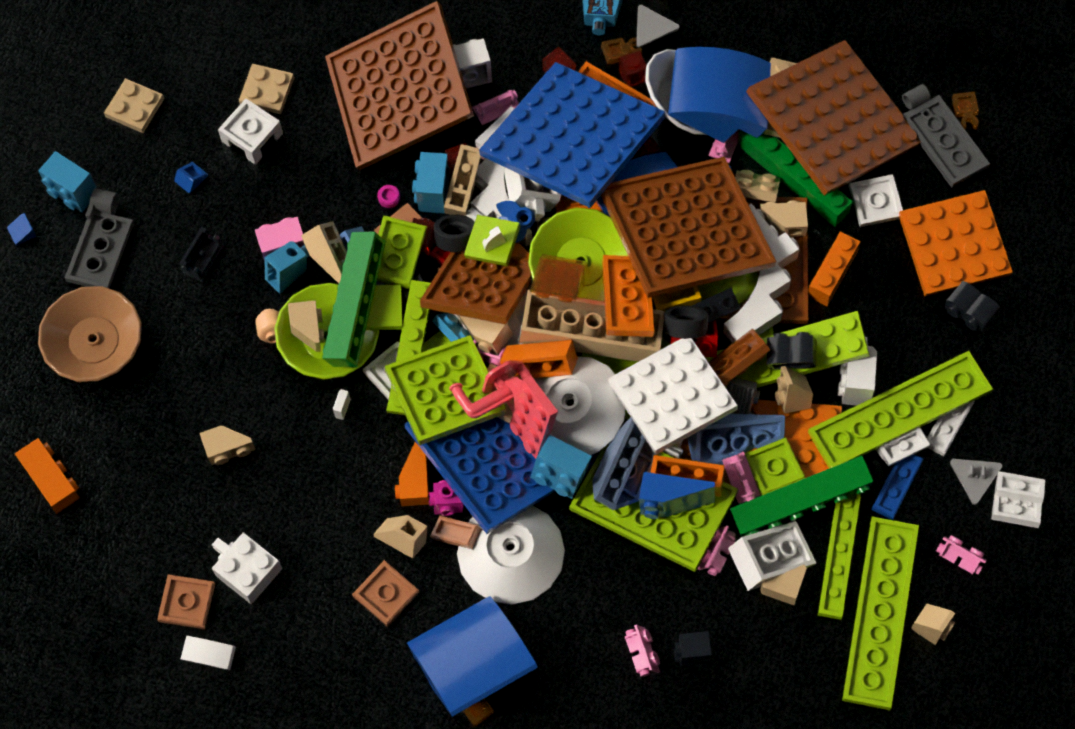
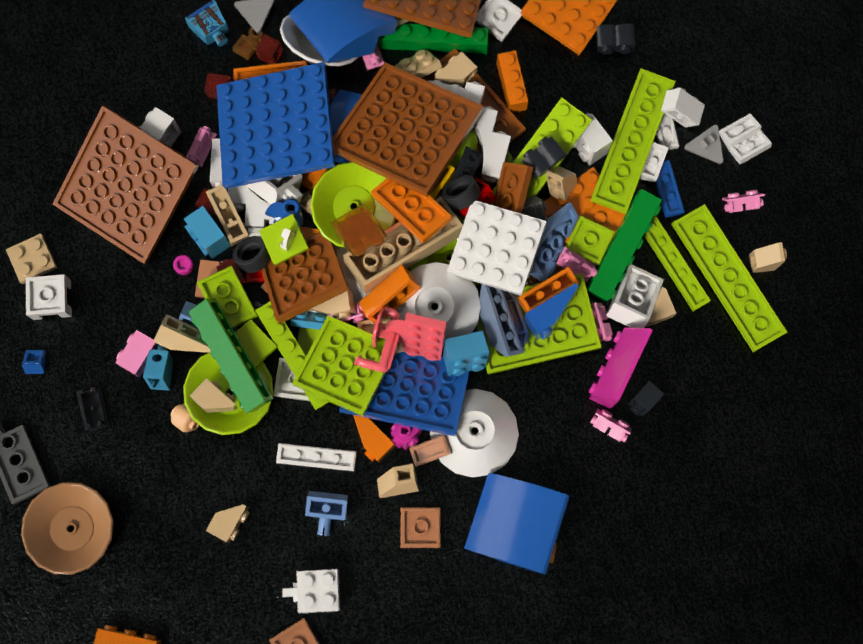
camera: 45 degrees left, 10 degrees up
(319, 503) = (326, 507): none -> medium blue brick
(341, 404) = (282, 434): white tile -> none
(351, 455) = (316, 457): none -> white tile
(696, 603) = (620, 365): none -> dark pink slope
(978, 418) = (682, 107): none -> white brick

